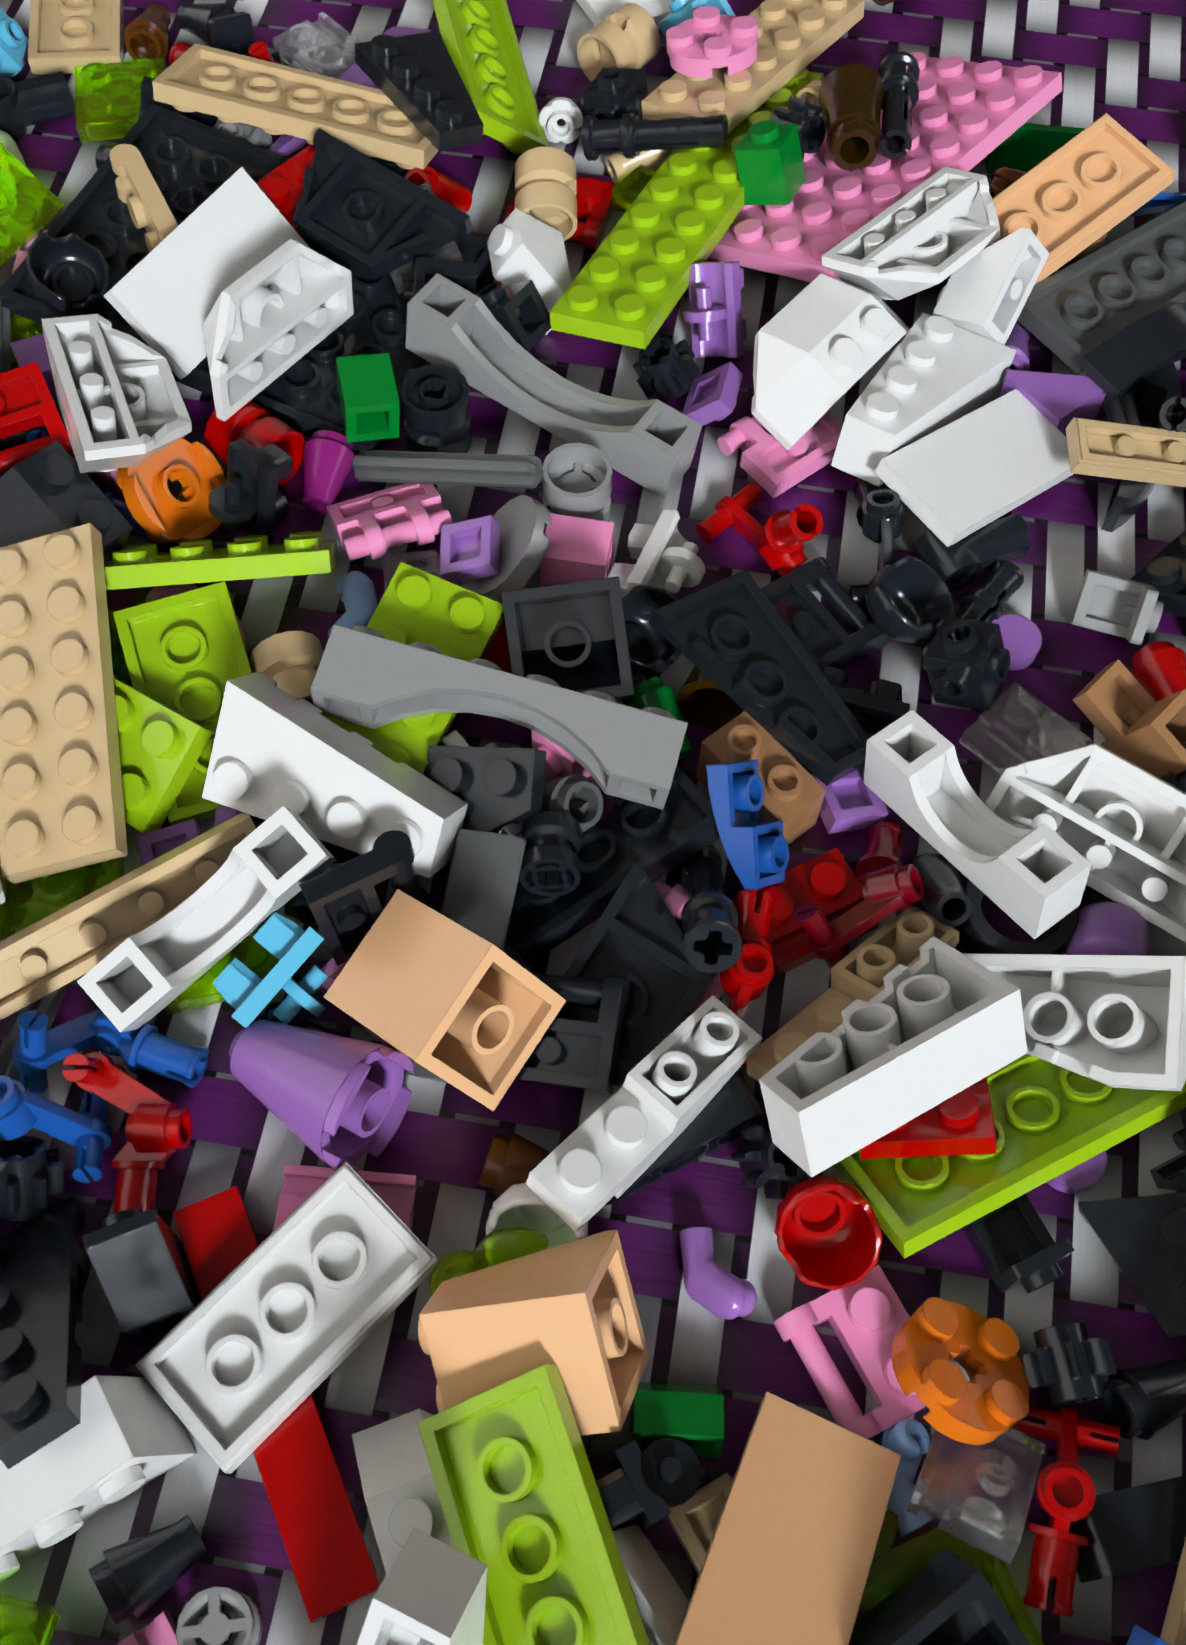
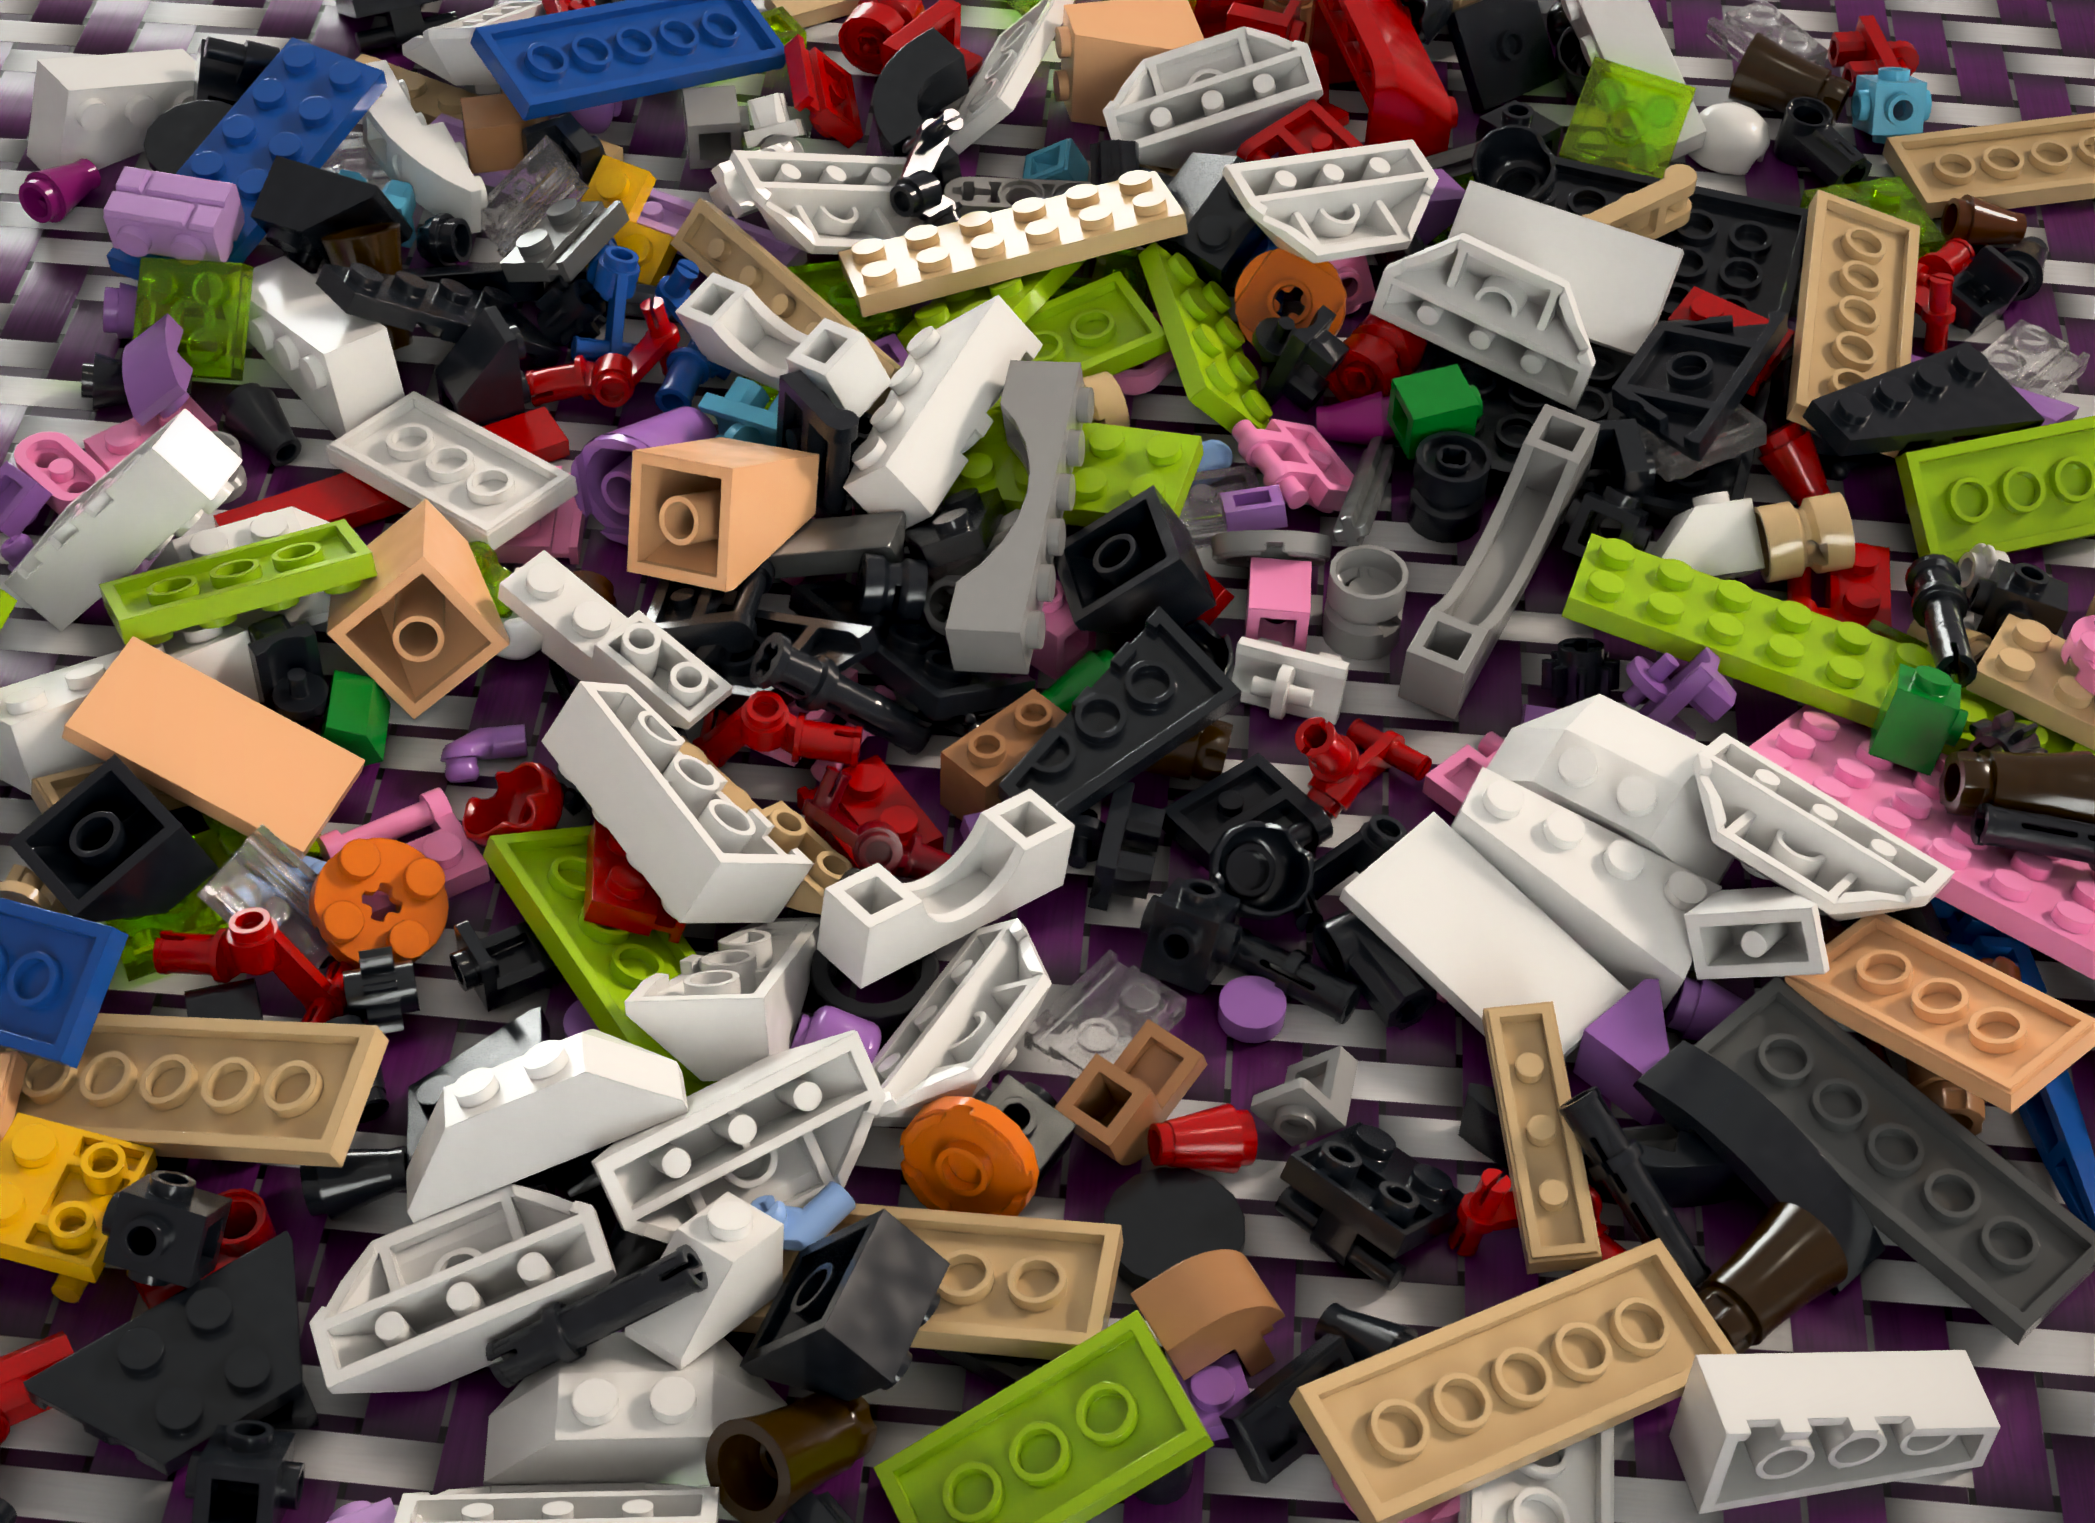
camera: 85 degrees right, 15 degrees down
(751, 844) = (932, 716): blue slope -> none

